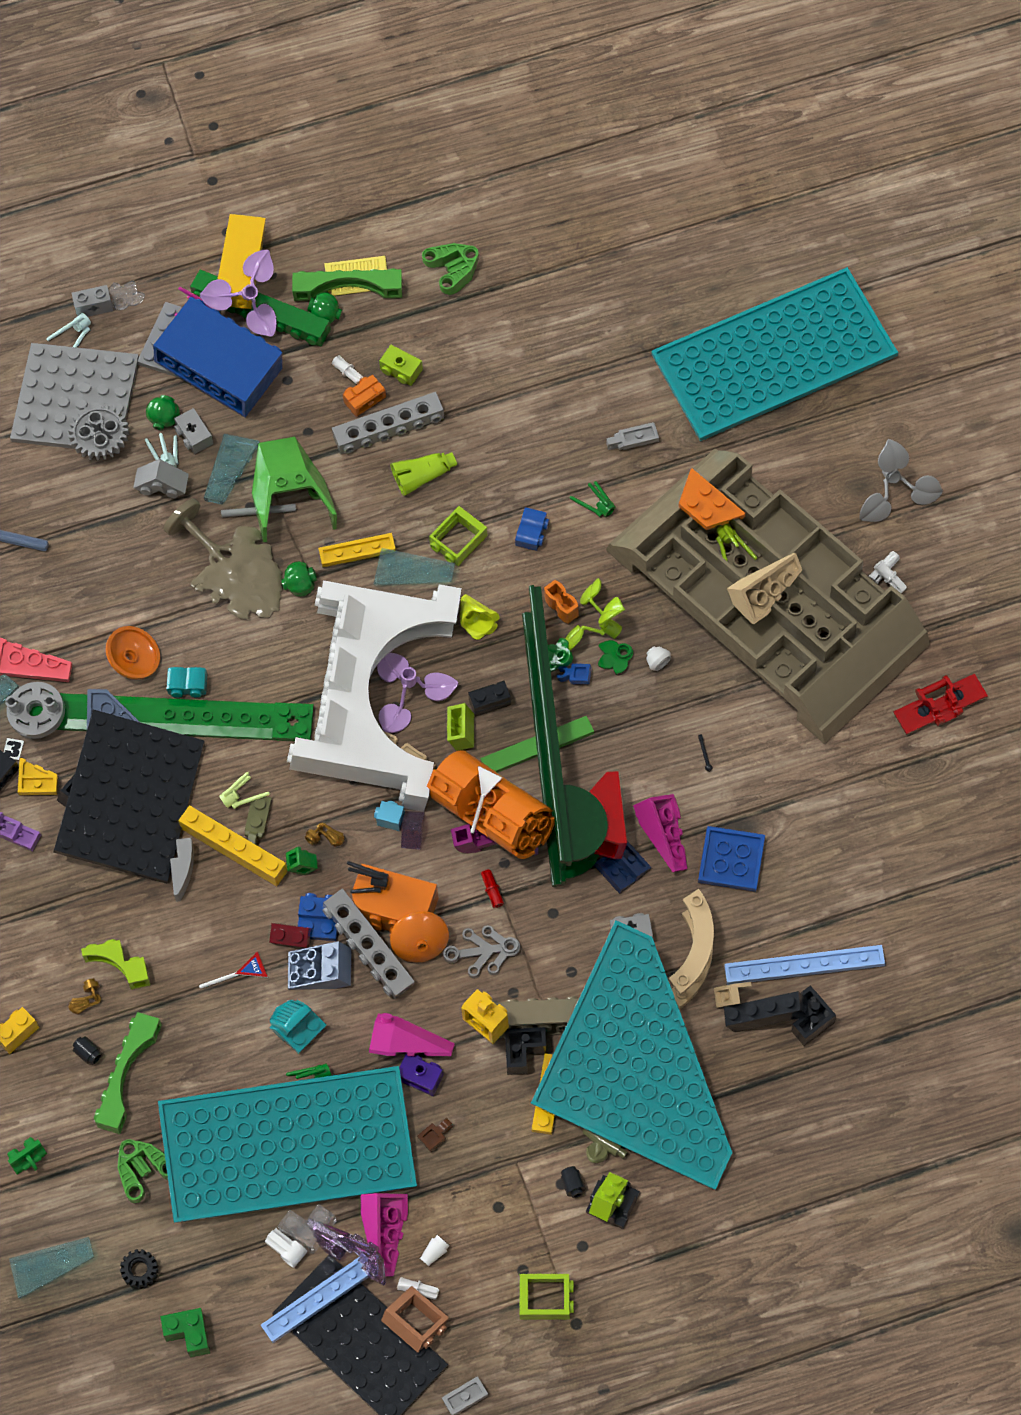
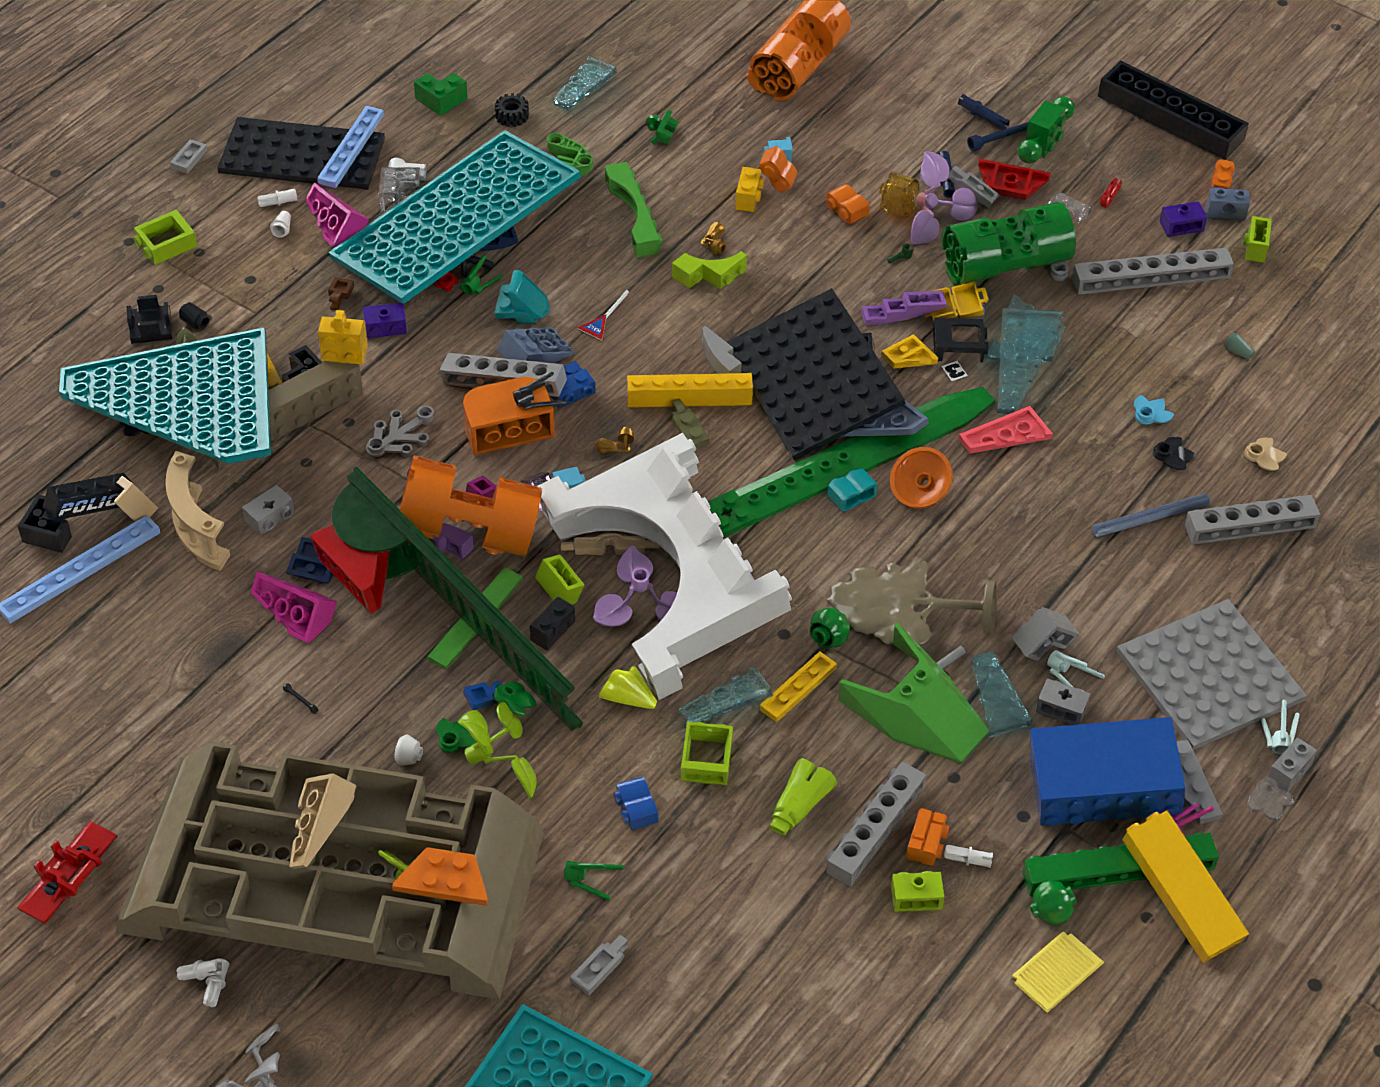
camera: 140 degrees right, 15 degrees down
(20, 705) = (965, 382): light grey piece -> none
(87, 1050) = (679, 206): black brick -> none
(98, 432) = (1148, 638): light grey gear -> none
(162, 412) = (1113, 699): green plant -> none
(218, 293) = (1101, 835): lavender plant -> none
(230, 796) = (725, 426): yellowish green plant -> none
(290, 935) = (575, 356): dark red plate -> none
(301, 861) = (616, 406): green brick -> none
(338, 1242) = (318, 168): clear purple windscreen -> none
(383, 282) = (1014, 967): bright green arch -> none
(395, 1035) = (416, 328): dark pink wedge -> none
(404, 1330) = (281, 174): nougat window -> none
(419, 929) = (455, 390): orange dish -> none
(458, 266) = (979, 1048): bright green connector -> none
(487, 783) = (479, 502): white piece -> none
(562, 602) = (547, 744): orange brick -> none
(608, 1196) = (148, 300): lime brick -> none
(731, 858) = (209, 617): blue plate -> none

